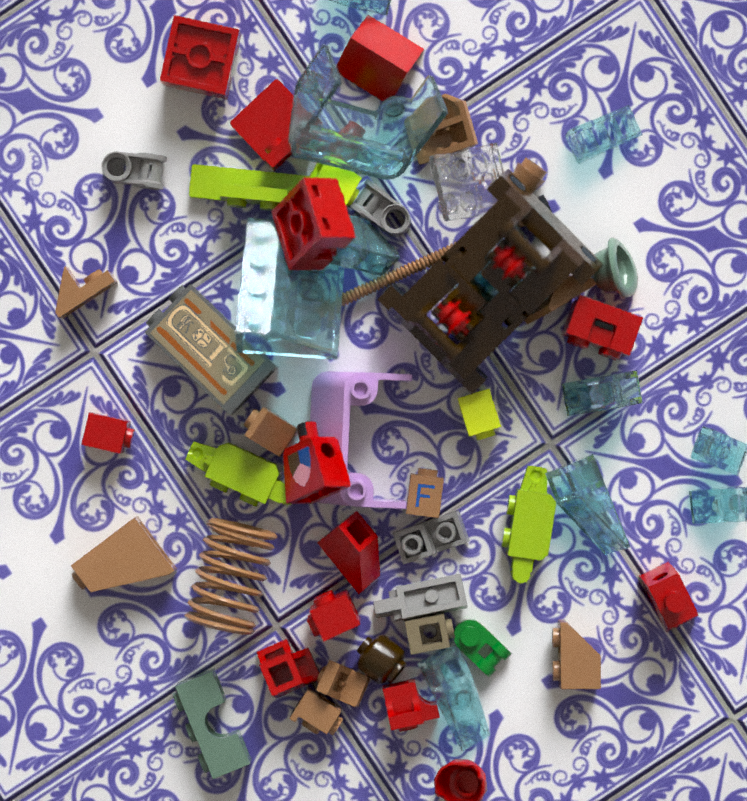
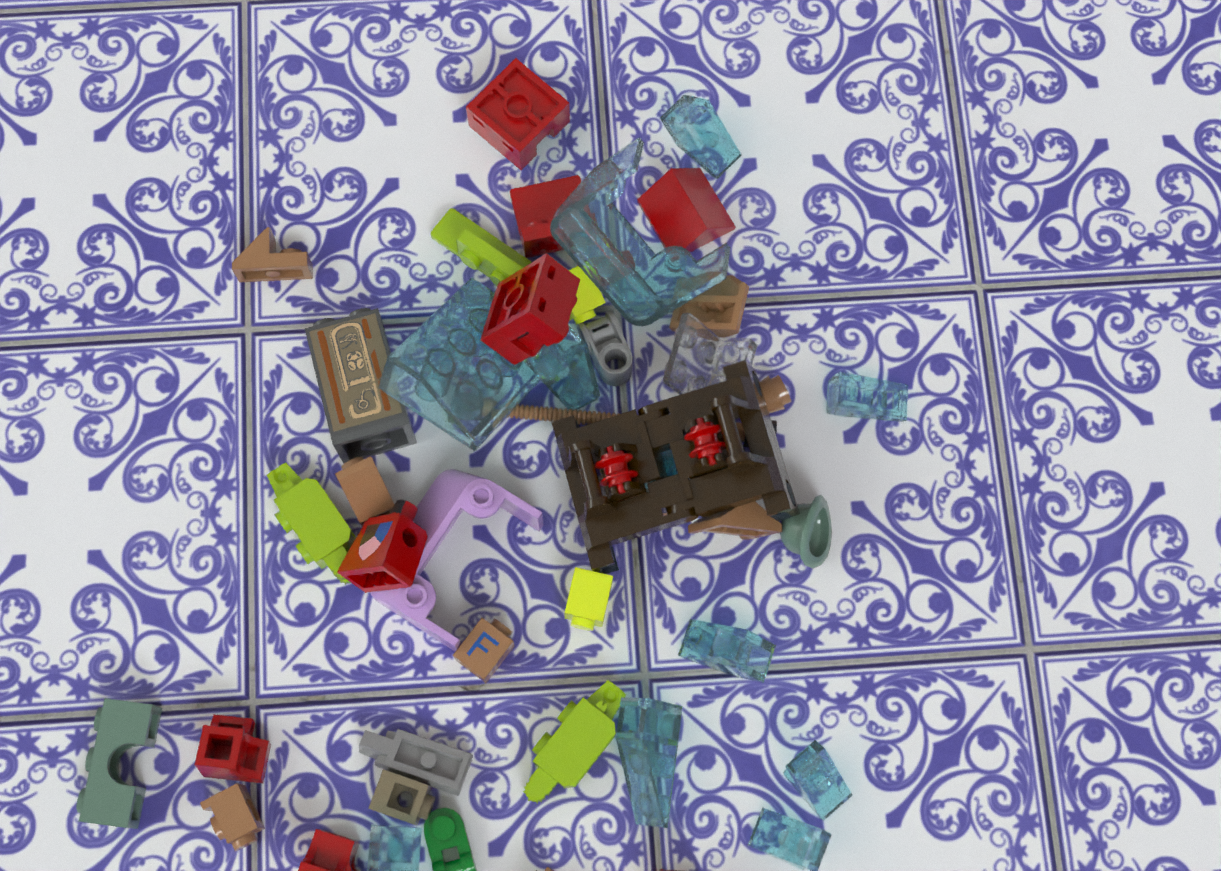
camera: 20 degrees right, 15 degrees down
(107, 433) = (208, 407): red brick -> none
(123, 559) = (141, 538): medium nougat slope -> none
(137, 169) = (398, 185): light grey piece -> none
(232, 534) = (190, 650): medium nougat piece -> none
(332, 614) = (313, 716): red brick -> none
(342, 683) = (278, 798): medium nougat bracket -> none
(353, 551) = (376, 665): red slope -> none
(381, 659) = (336, 797): dark brown head -> none
(430, 537) = (465, 699): light grey slope -> none
(602, 327) = (763, 578): red piece -> none

